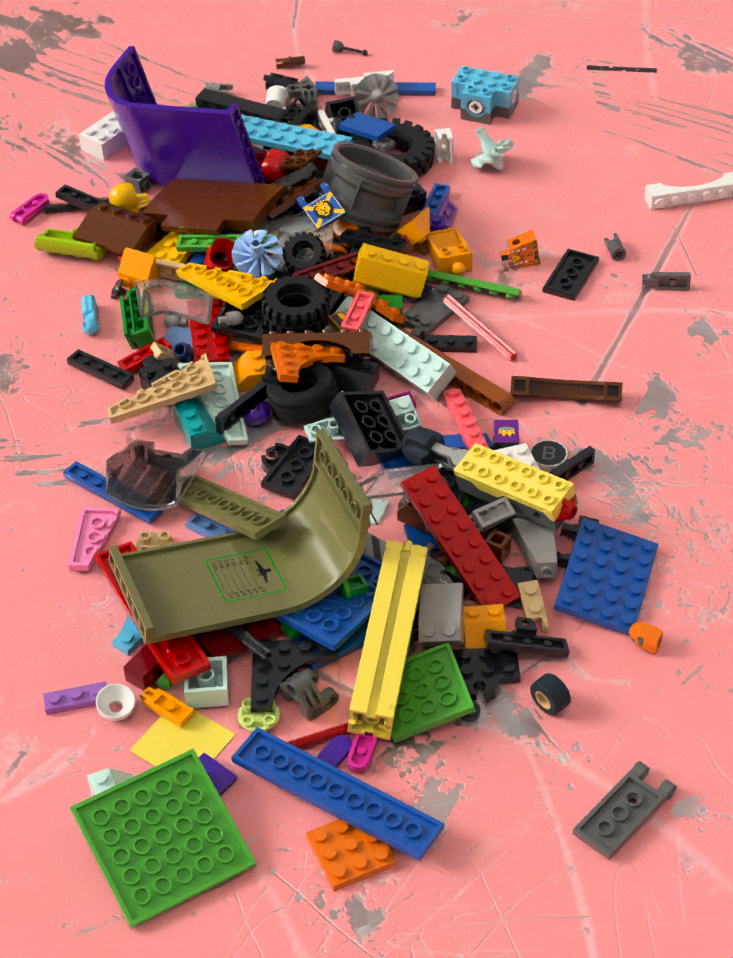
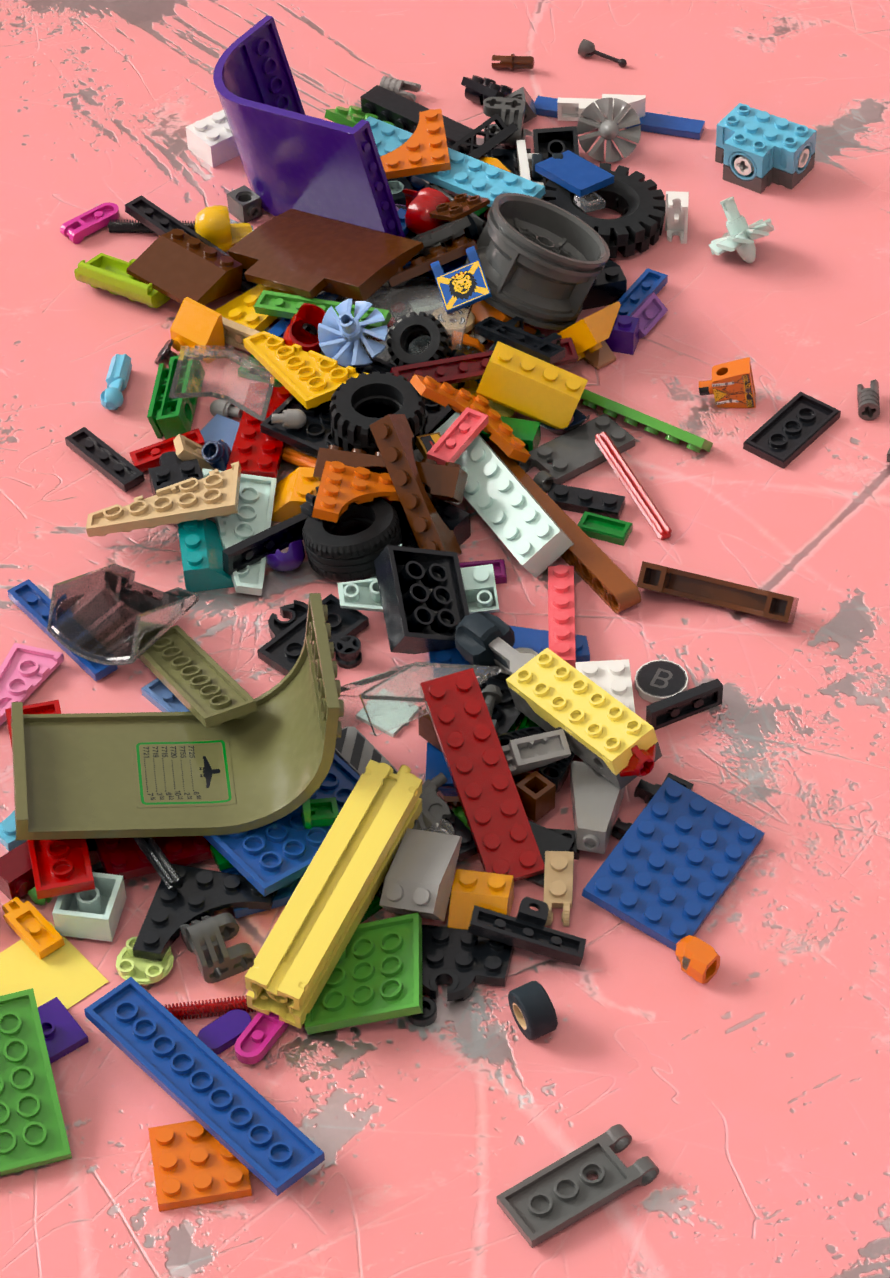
camera: 15 degrees right, 0 degrees up
(153, 539) = (91, 703): tan dish -> none
(261, 122) = (423, 152): none -> orange plate
(277, 97) = (471, 112): white hat -> none
(322, 326) = (395, 445): none -> reddish brown arch
(449, 251) = (630, 370): light orange slope -> none
(471, 359) = (605, 528): none -> green tile
(505, 433) = (607, 641): dark purple piece -> none

